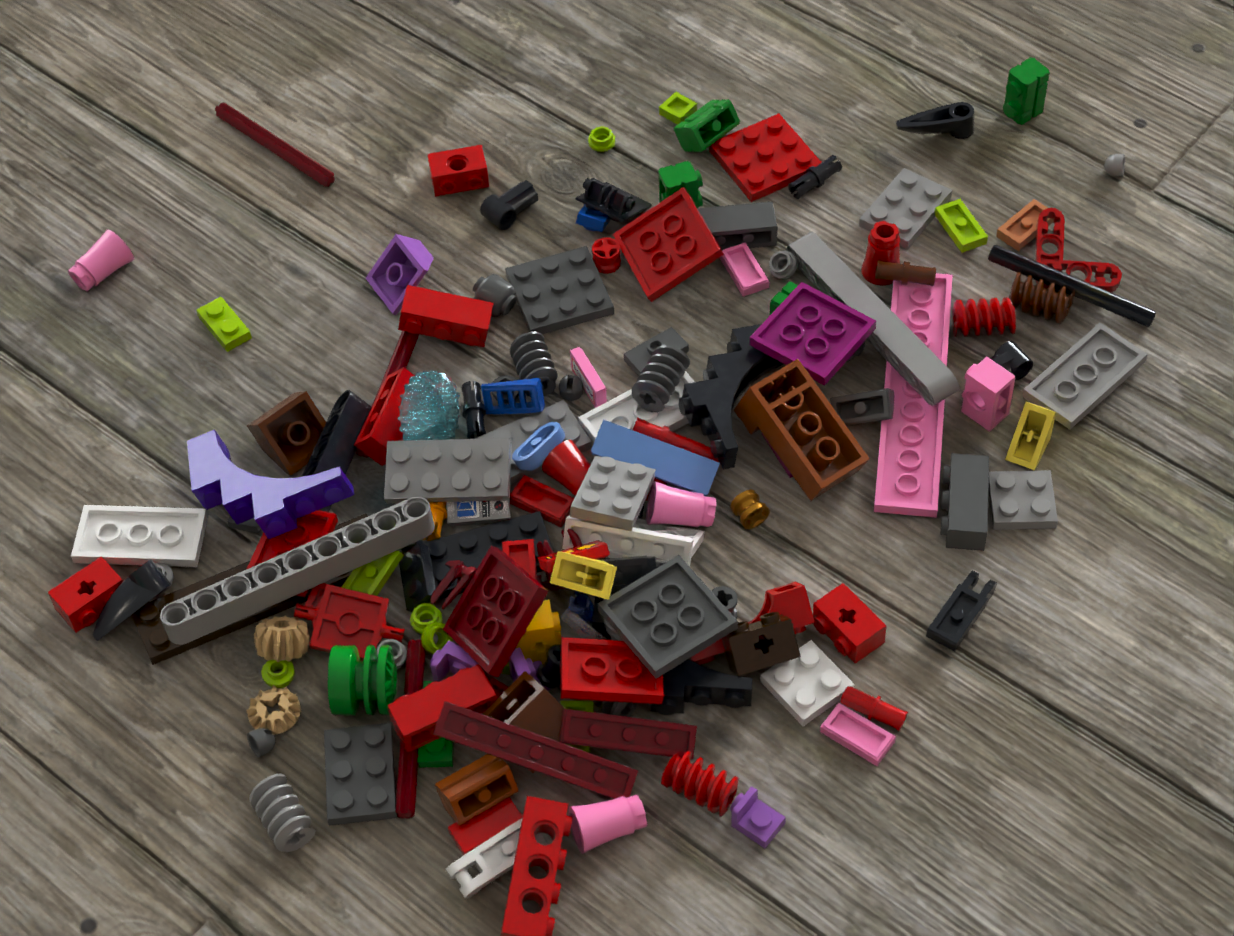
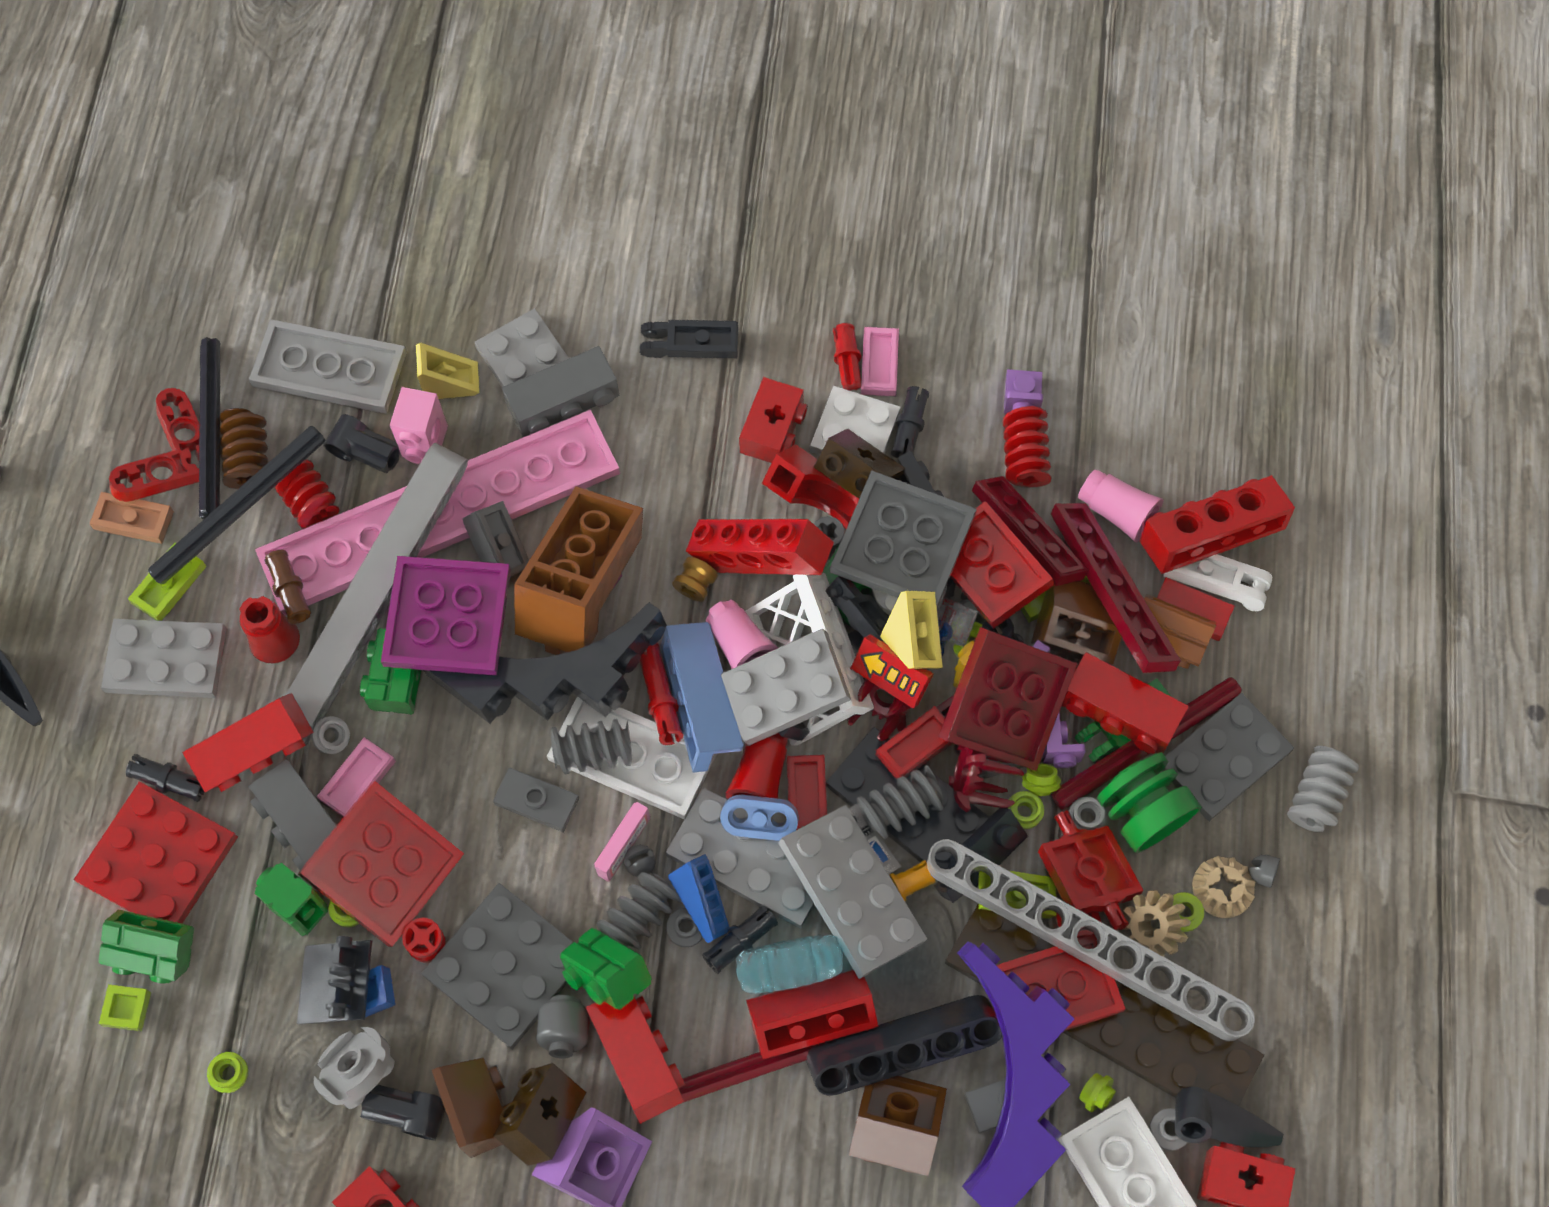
camera: 125 degrees left, 15 degrees up
(213, 547) = (1097, 1092): none -> lime plate
(435, 245) = (539, 1114): none -> dark brown brick
(481, 226) = (472, 1103): none -> reddish brown slope
(481, 526) = (901, 803): none -> dark grey piece
(505, 318) = (605, 969): none -> green brick
(552, 187) = (350, 1086): none -> light grey plate
(732, 531) = (761, 546): none -> red brick
(784, 719) = (910, 421): none -> black pin
(801, 211) = (249, 744): none -> red brick
(987, 266) = (236, 505): none -> black axle

